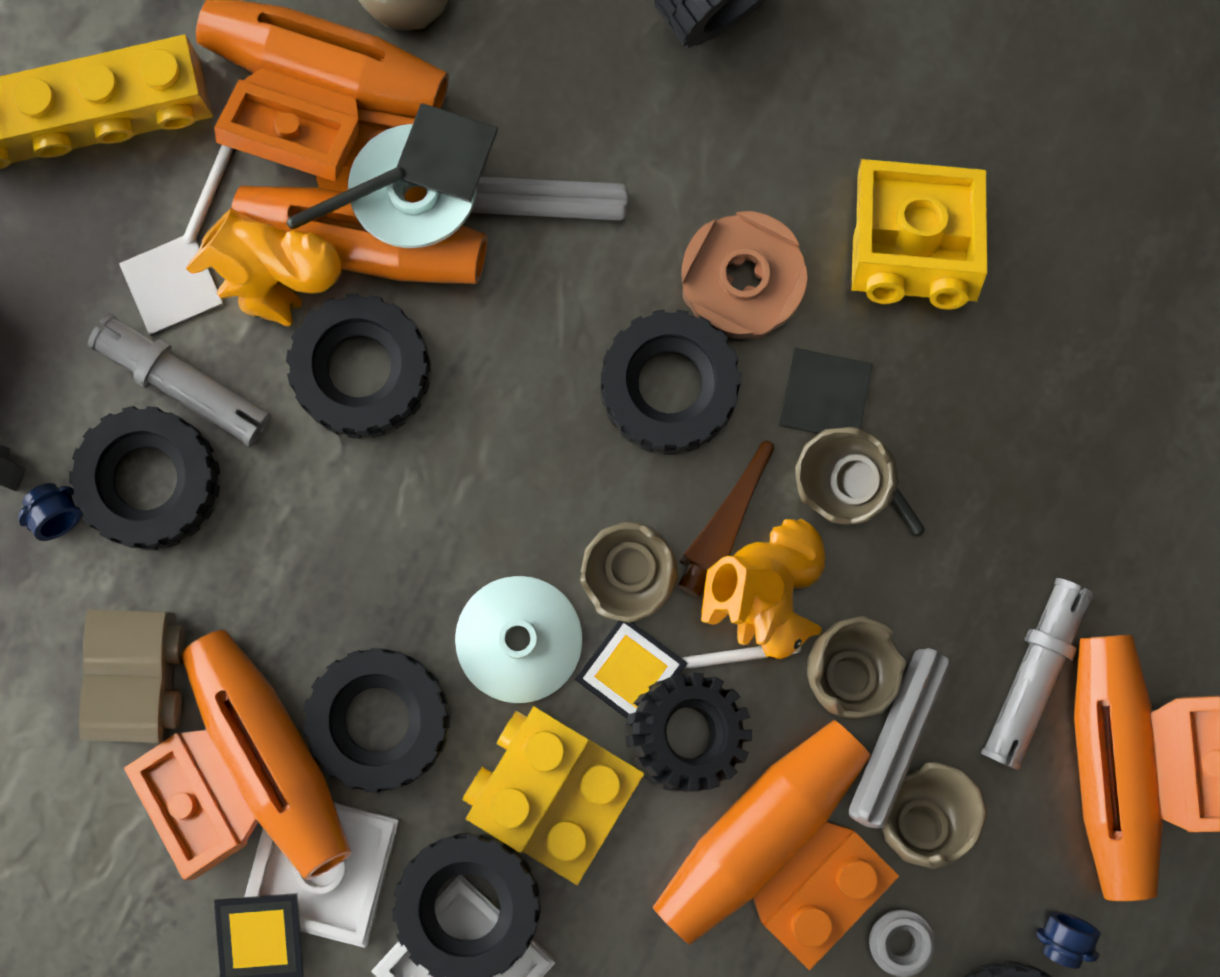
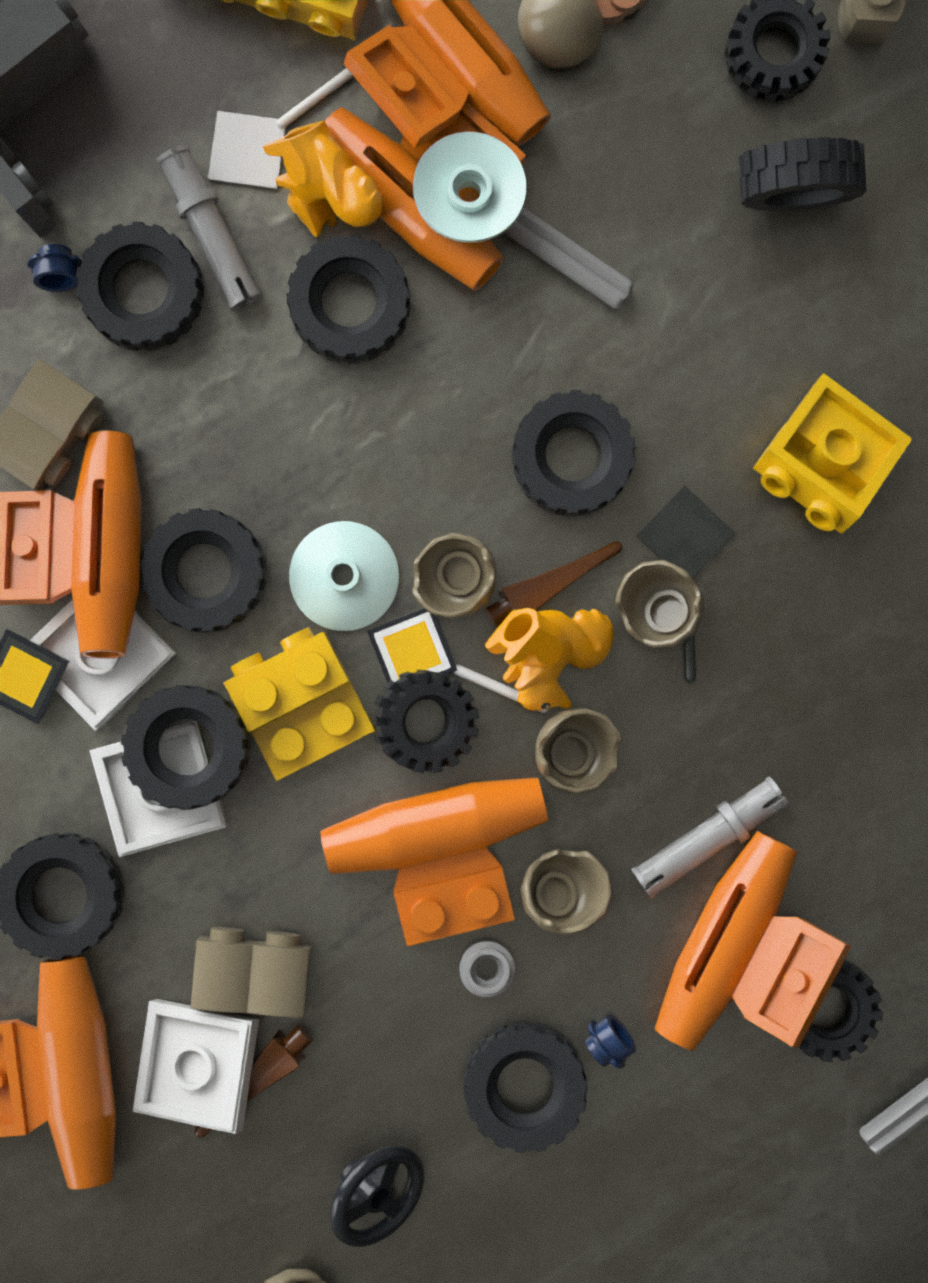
camera: 30 degrees right, 5 degrees up
(440, 155) = (504, 176): pearl dark grey piece -> none
(778, 266) = (686, 376): nougat plate -> none
(899, 738) = (577, 820): light grey axle -> none

